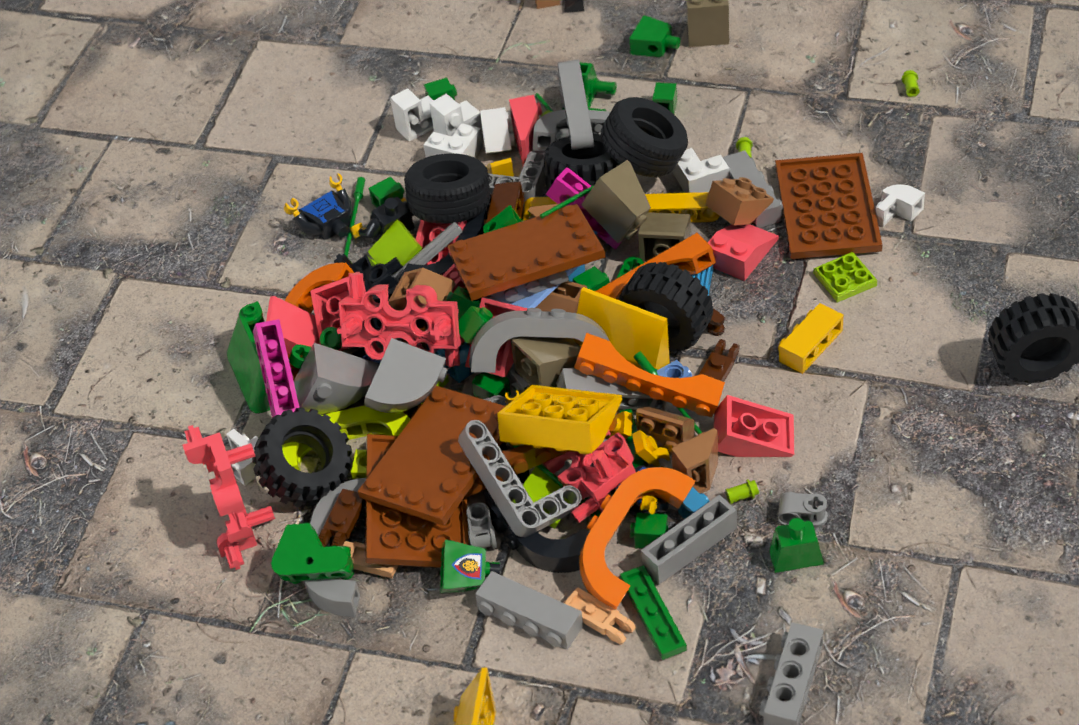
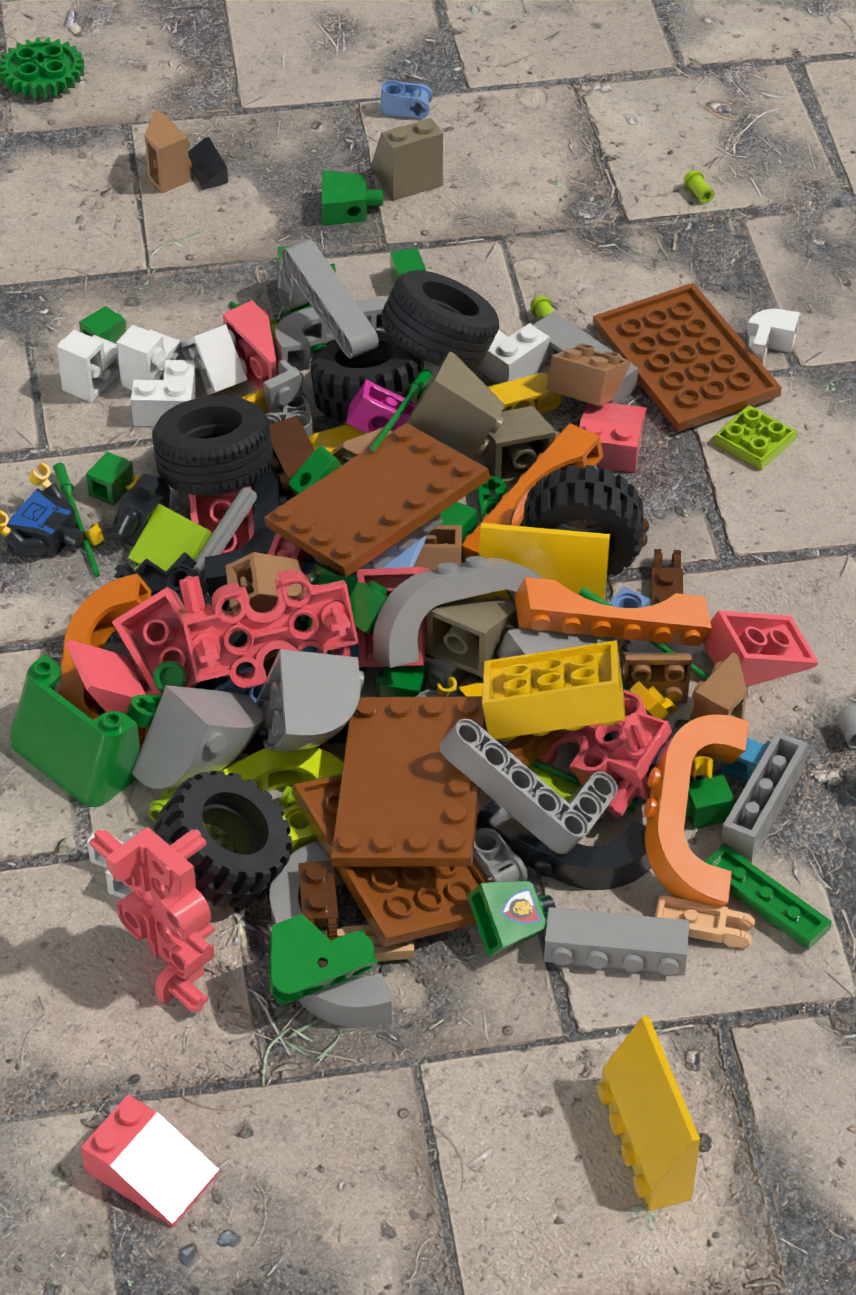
camera: 30 degrees left, 0 degrees up
(146, 657) = (147, 1161): none -> slope
(275, 367) = (137, 734): dark pink brick -> none
(523, 160) = (284, 387): none -> light grey bracket
(742, 491) = (793, 718): lime pin -> none
(810, 338) = (760, 519): yellow brick -> none

